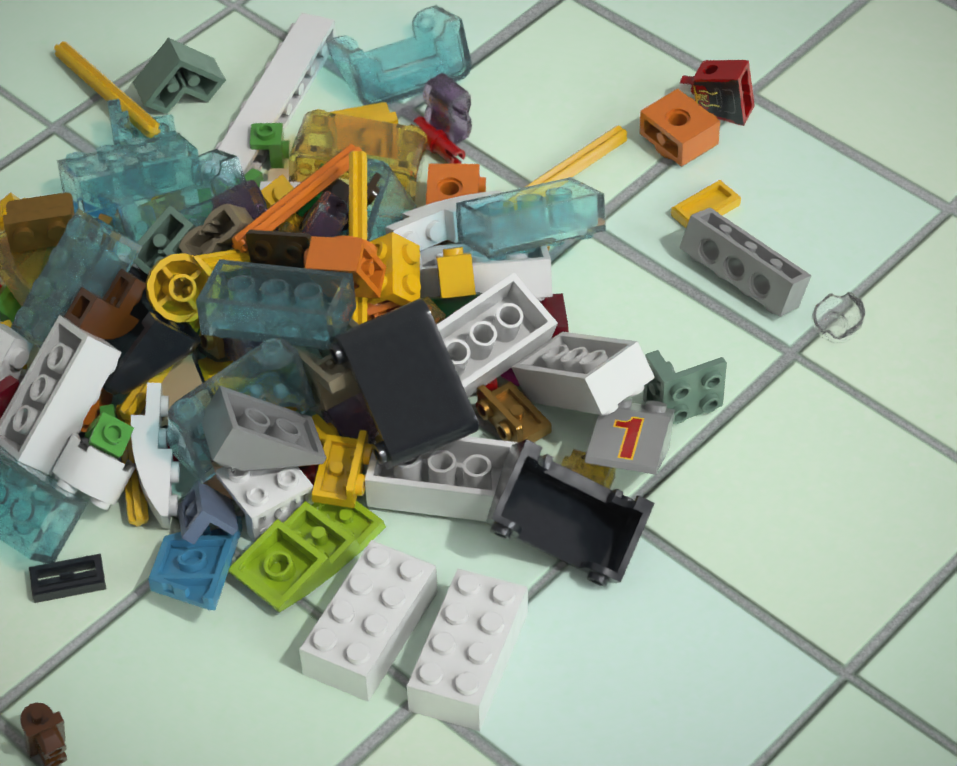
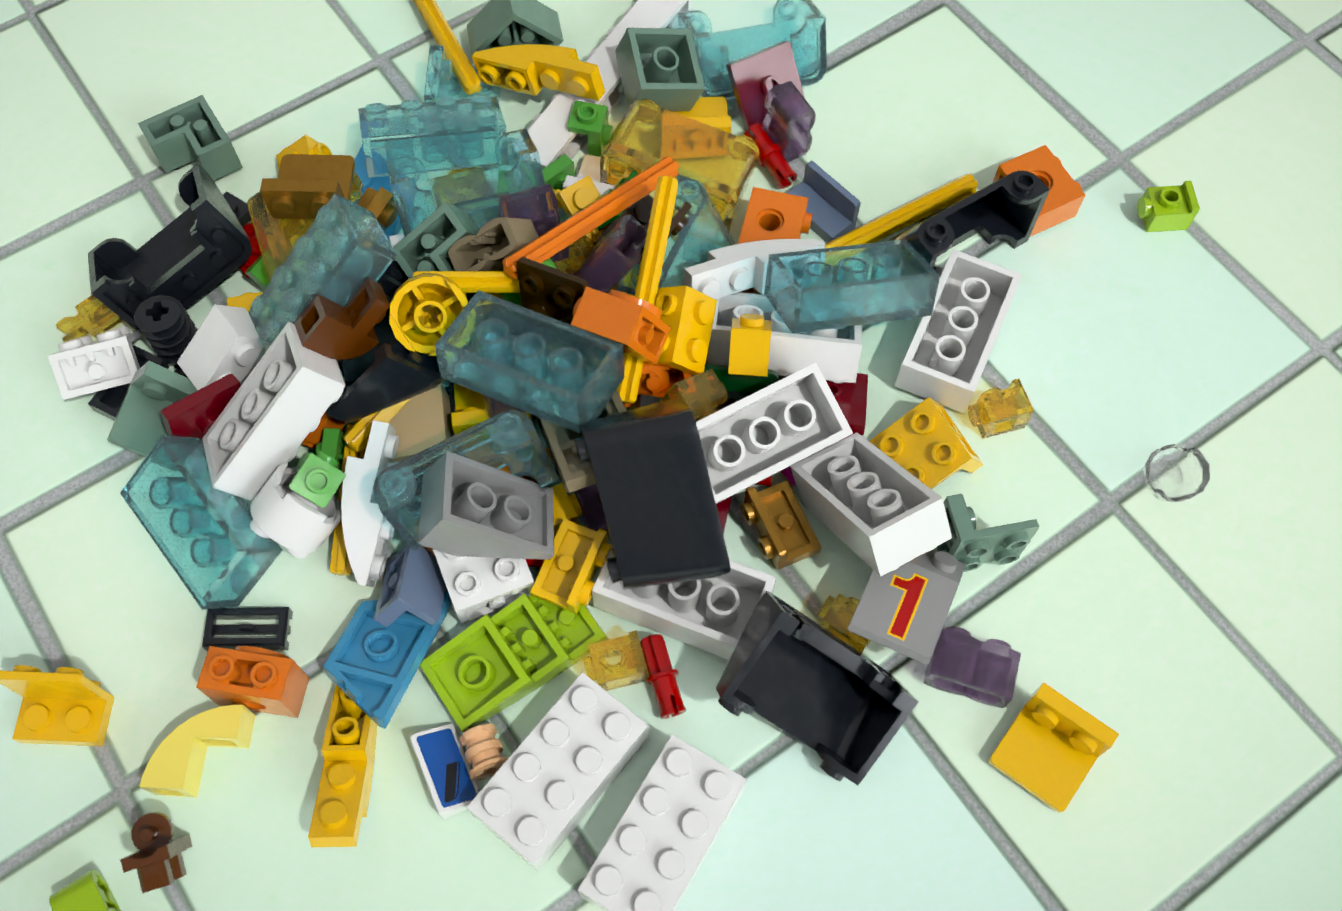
camera: 10 degrees right, 15 degrees up
(60, 649) = (180, 757): none -> light yellow brick
(89, 605) = (253, 678): none -> orange brick
(185, 649) = (345, 776): none -> yellow slope
(207, 102) = (536, 66): none -> yellow slope
(269, 643) = (445, 769): none -> slope
(298, 619) = (482, 751): none -> light nougat bush
(322, 81) = (660, 67): none -> sand green brick
(401, 533) = (627, 672): none -> clear yellow brick
(408, 78) = (757, 74): none -> plate
(438, 542) = (662, 676): none -> red axle
(500, 166) = (832, 205): none -> sand blue panel
(625, 322) = (928, 444): none -> yellow bracket
(634, 246) = (960, 334): none -> white brick
(643, 146) = (997, 211): none -> black windscreen
(683, 299) = (1001, 410): none -> clear yellow brick
(697, 486) = (973, 667): none -> clear purple brick
(716, 196) = (1048, 292): yellow tile -> none
(722, 89) = (1093, 152): torso -> none
(745, 262) = (1081, 380): light grey brick -> none
(775, 525) = (1052, 747): none -> yellow bracket
(796, 122) = (1168, 207): none -> lime brick

